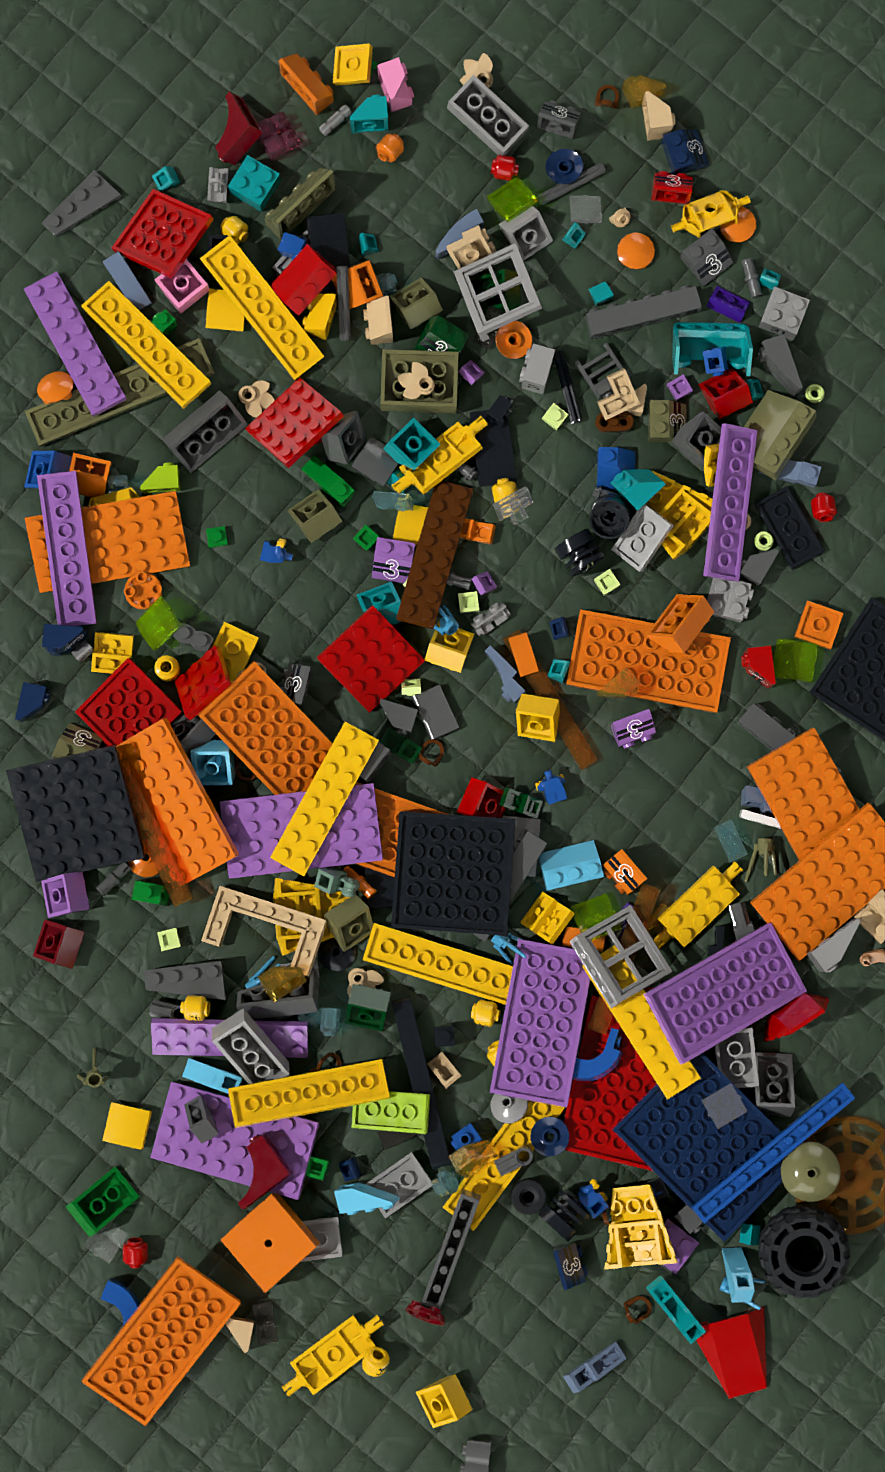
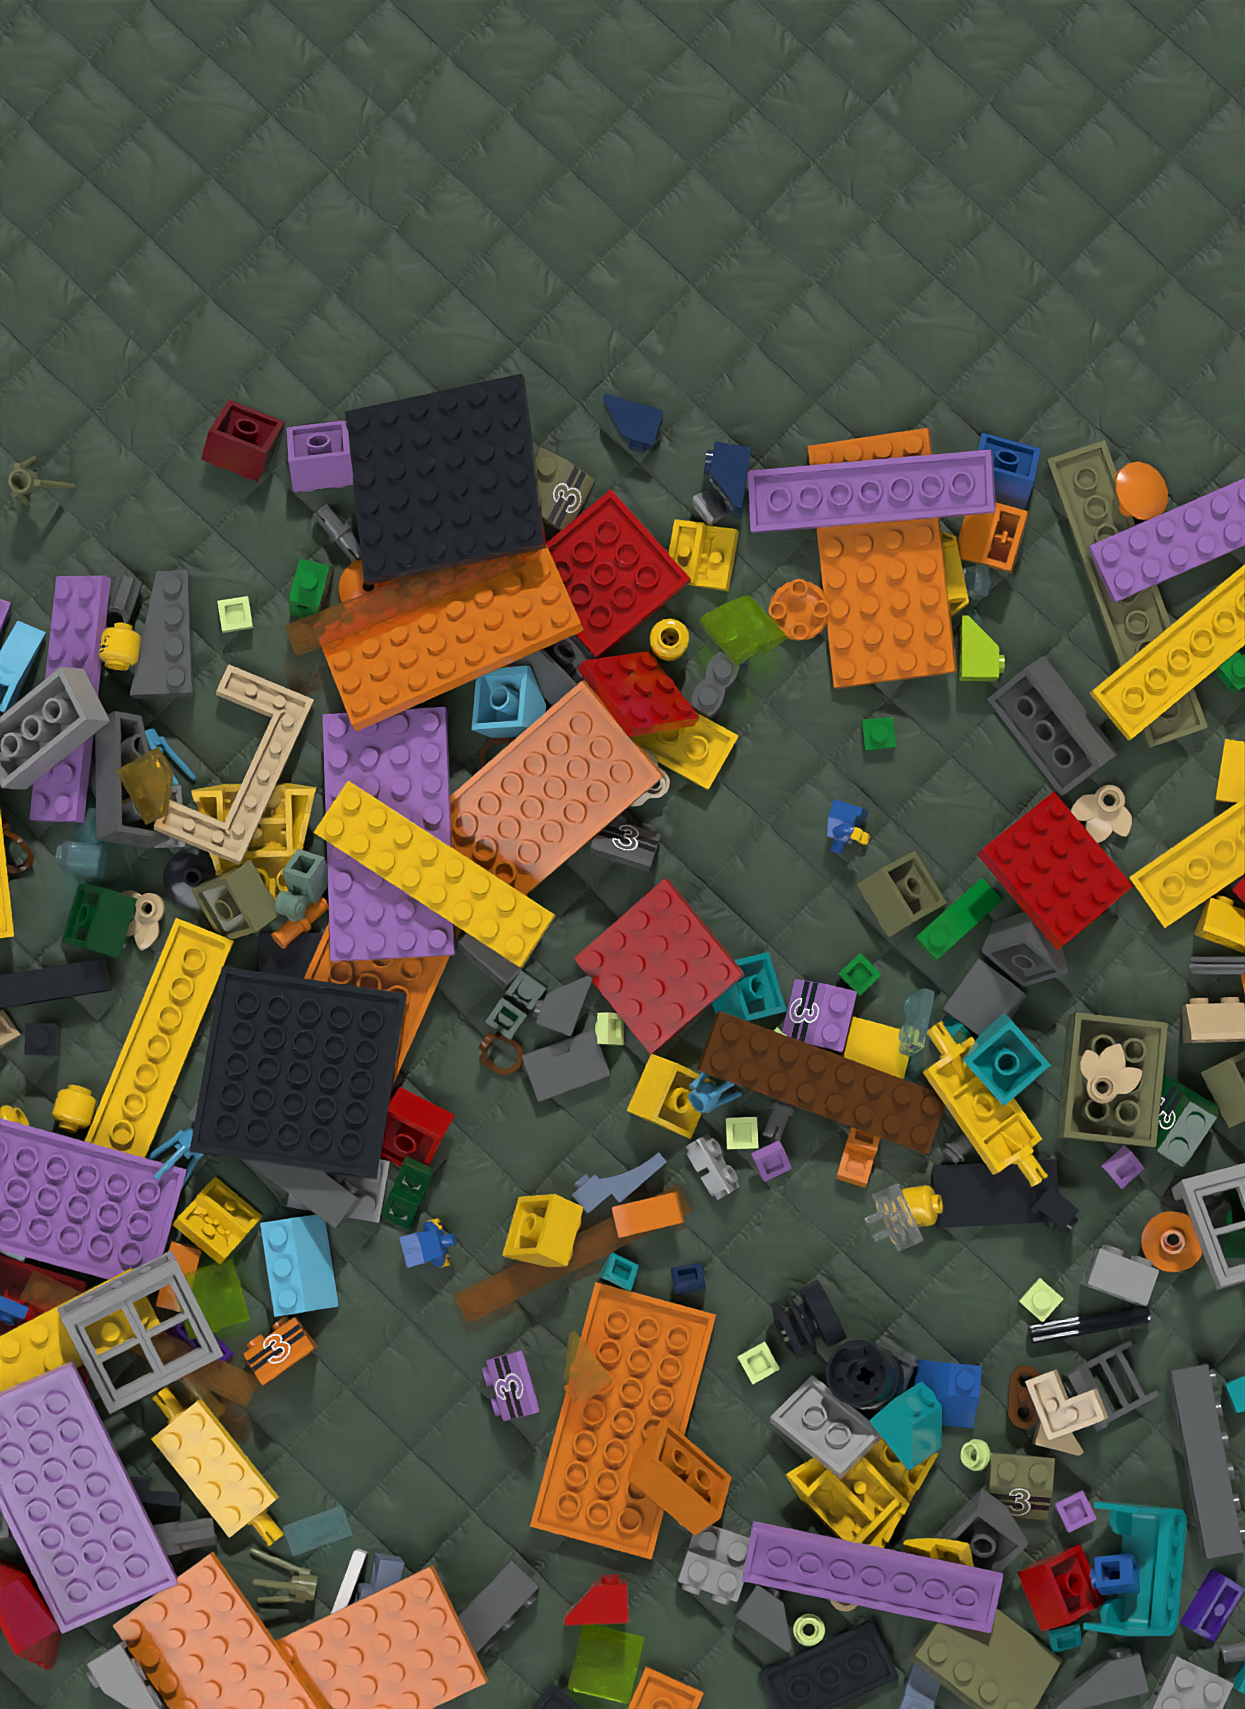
camera: 90 degrees right, 0 degrees up
(651, 452) = (975, 1455): none -> yellowish green plate

